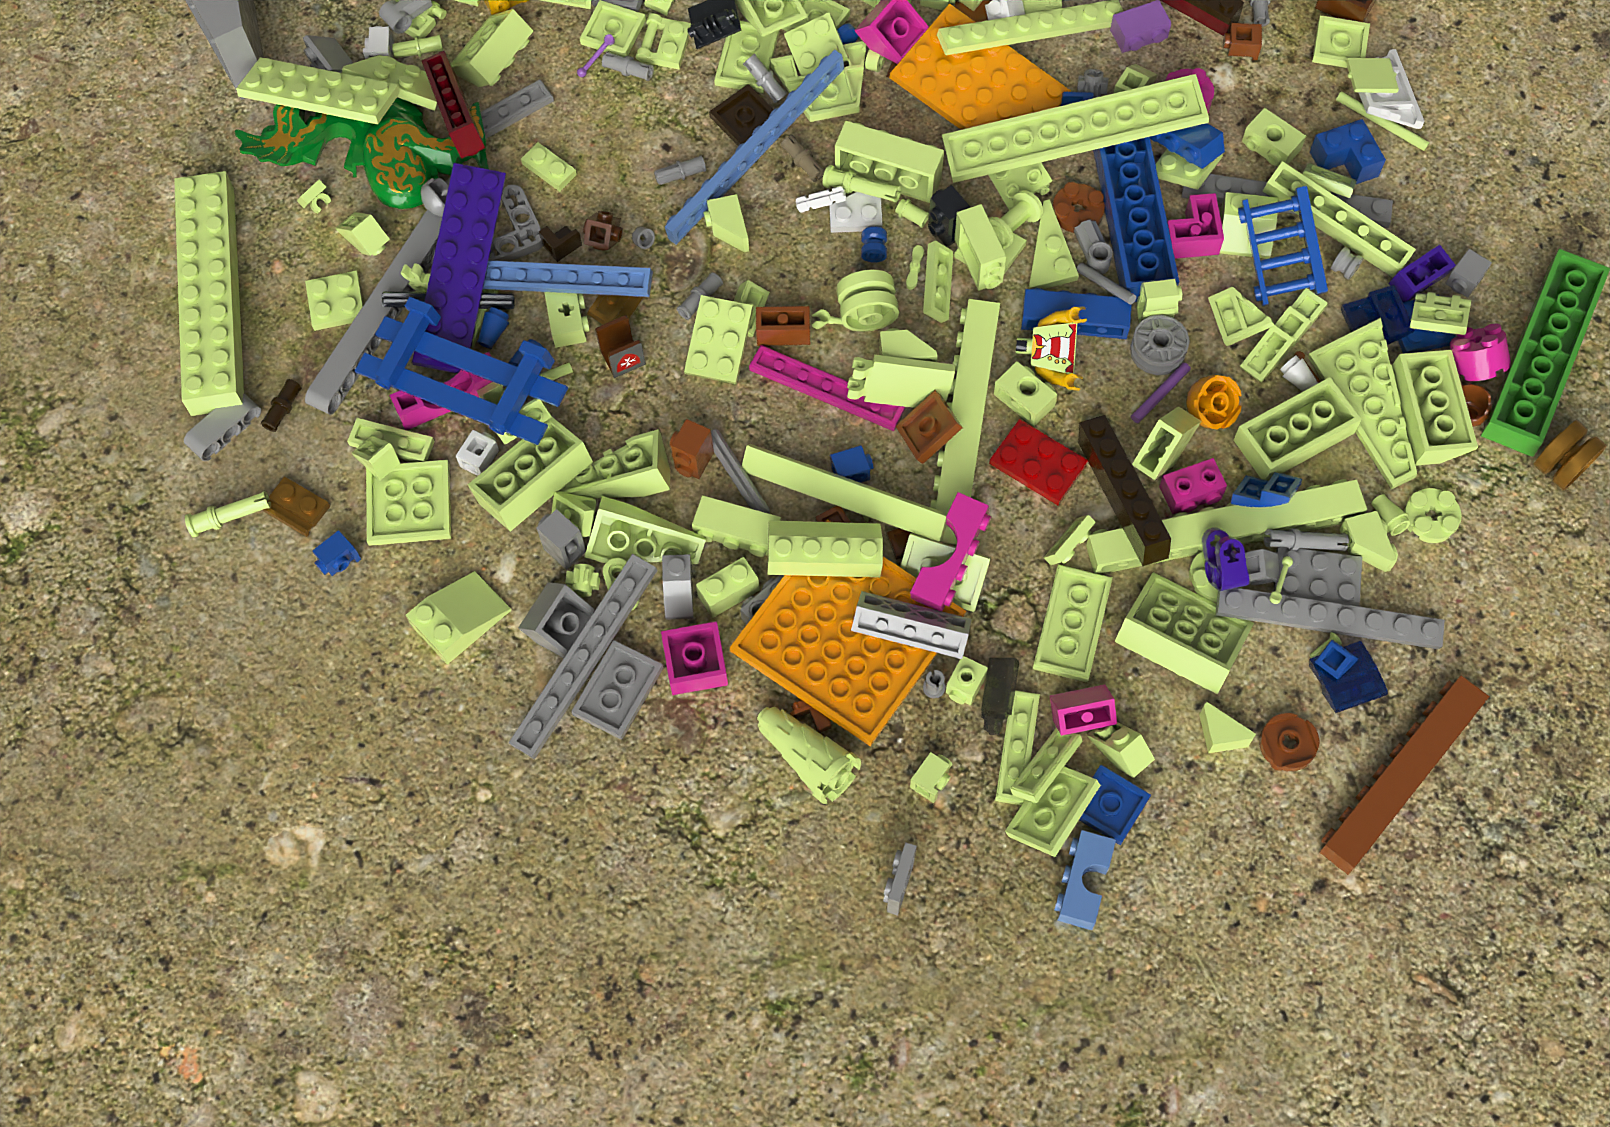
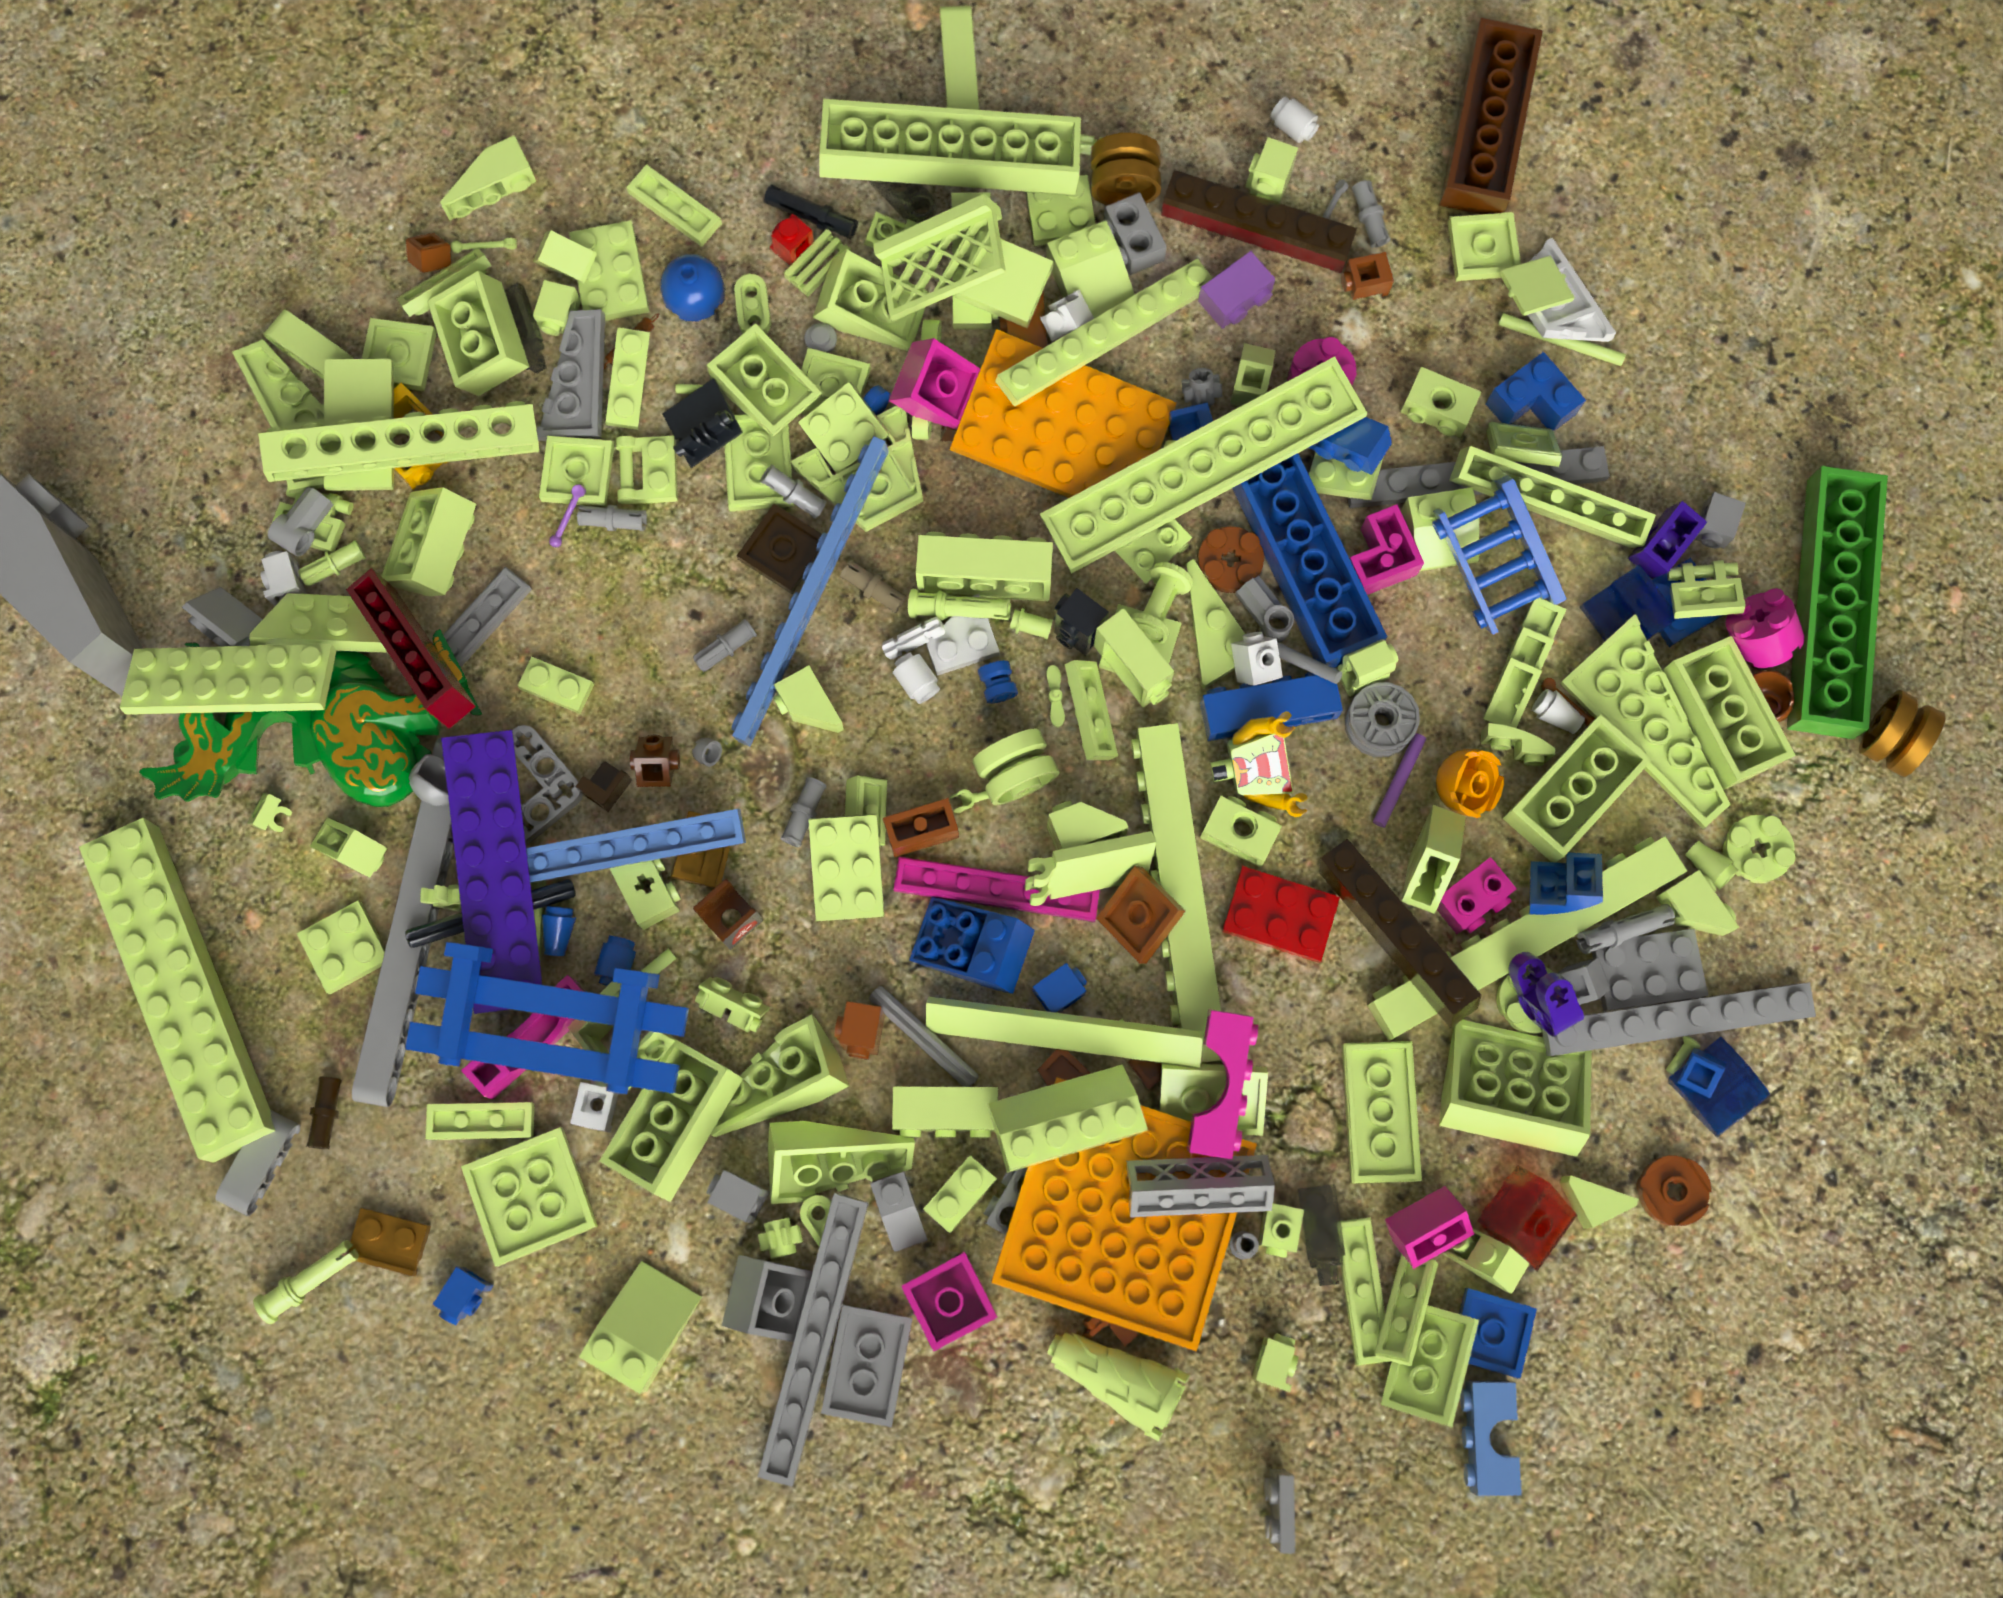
camera: 20 degrees left, 10 degrees up
(377, 456) = (469, 1153): yellowish green slope -> none
(576, 509) = (742, 1153): yellowish green slope -> none
(610, 417) = (746, 1008): none -> yellowish green hinge
(797, 419) = (972, 944): none -> blue slope
(814, 226) = (916, 677): none -> white brick
(1075, 275) = (1256, 659): none -> white brick
(1076, 533) = (1348, 1009): yellowish green plate -> none
(1166, 726) = (1527, 1216): none -> clear red slope
(1237, 316) = (1464, 656): yellowish green wing -> none
(1253, 381) = (1526, 745): none -> yellowish green slope
(1276, 597) = (1614, 1018): yellowish green hinge -> none
(1347, 263) = (1573, 547): light grey wheel -> none
(1403, 775) = (1815, 1192): dark orange brick -> none

